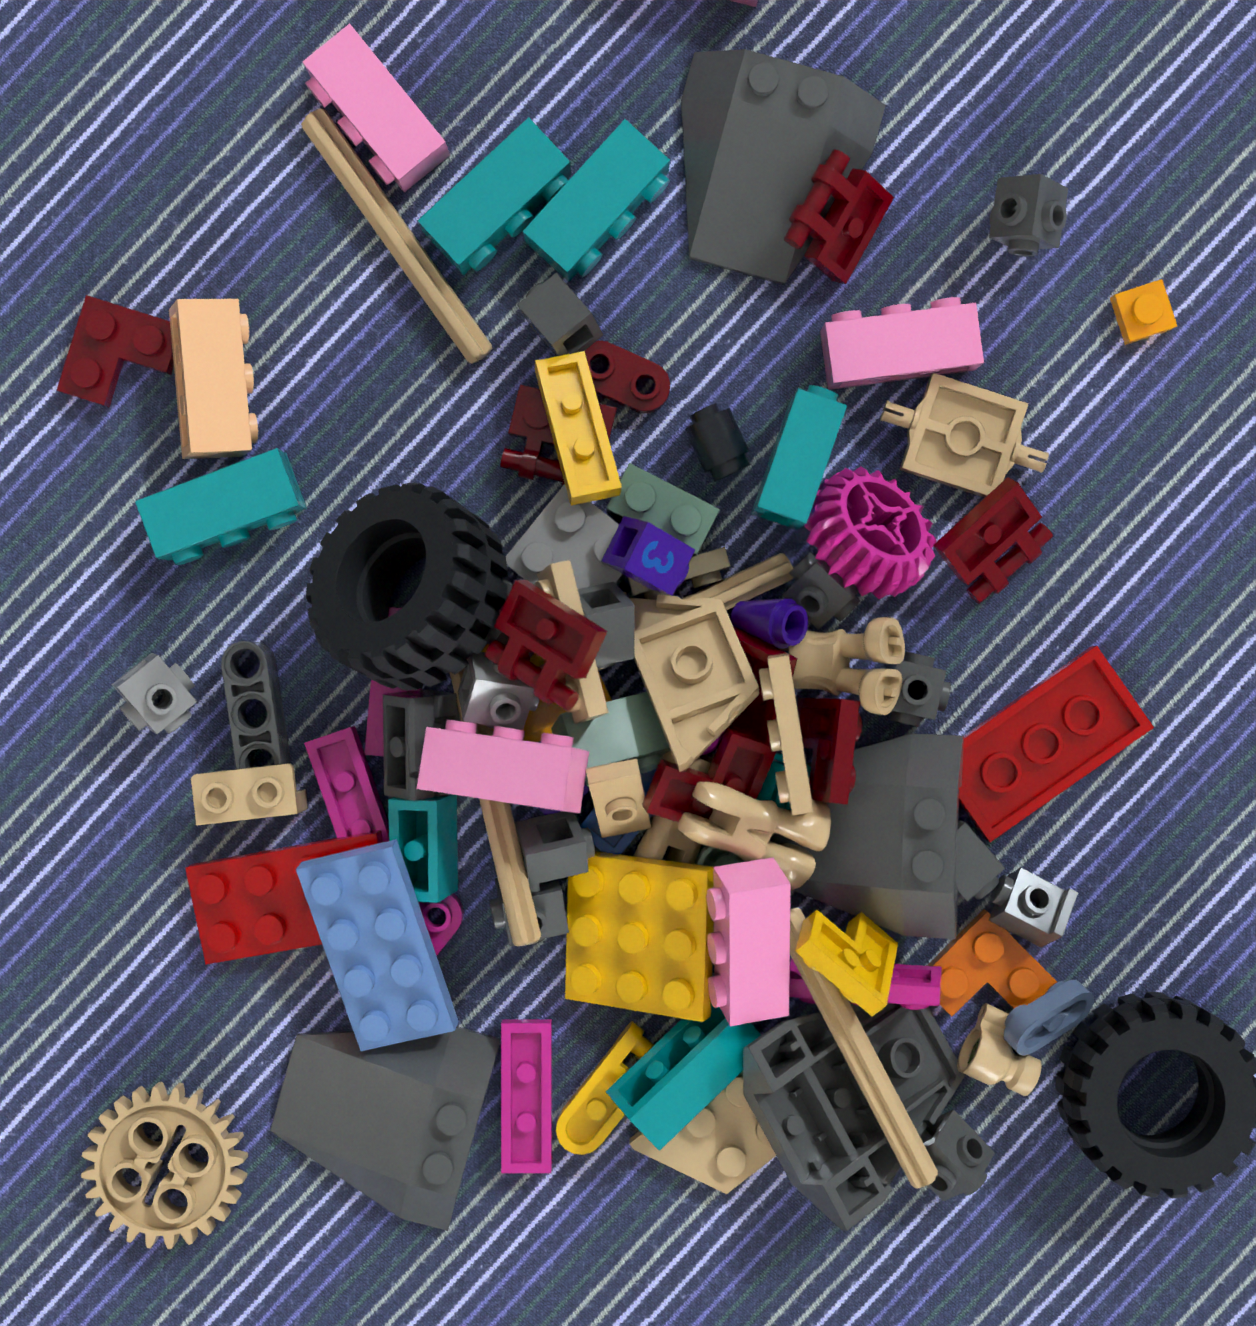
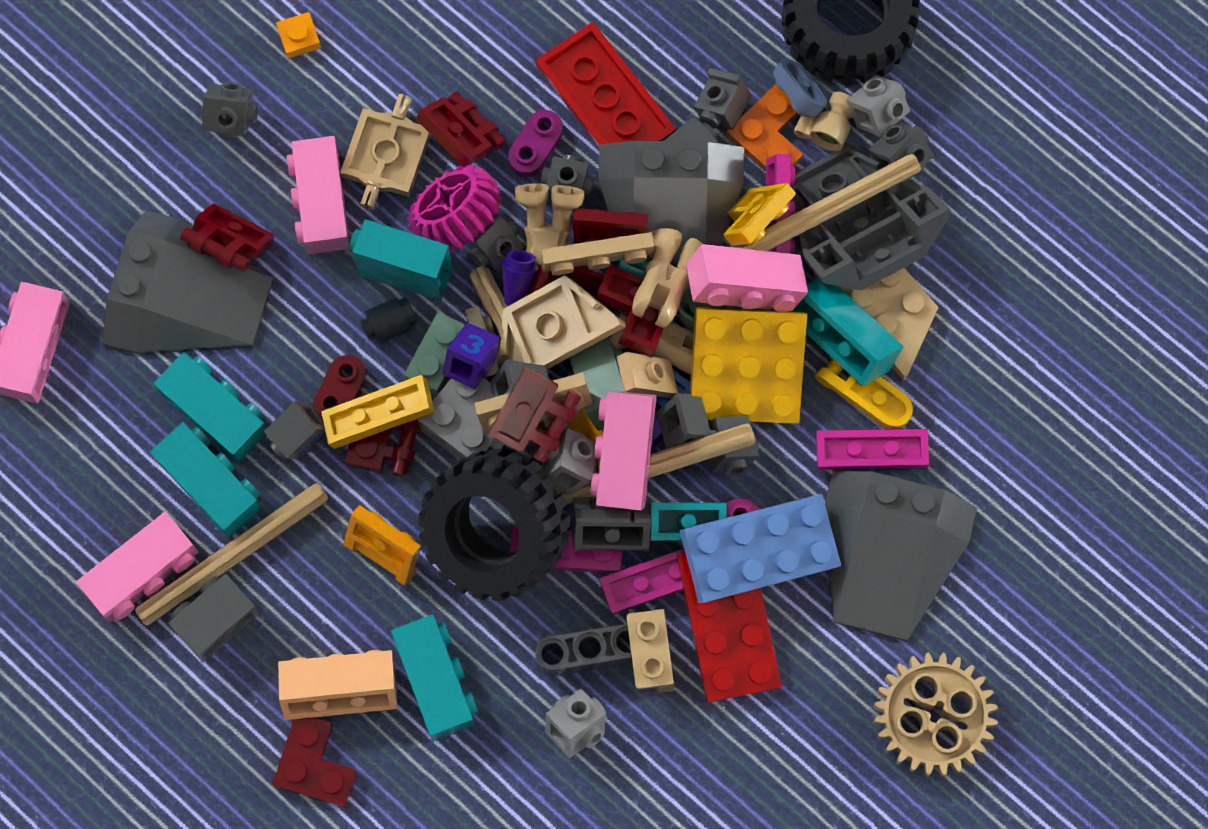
camera: 90 degrees left, 15 degrees down
(303, 211) = (213, 616): none -> dark grey brick
(409, 421) = (382, 544): none -> light orange plate
(976, 646) = (537, 142): none -> magenta plate
(1019, 1127) = (878, 105): none -> light grey brick

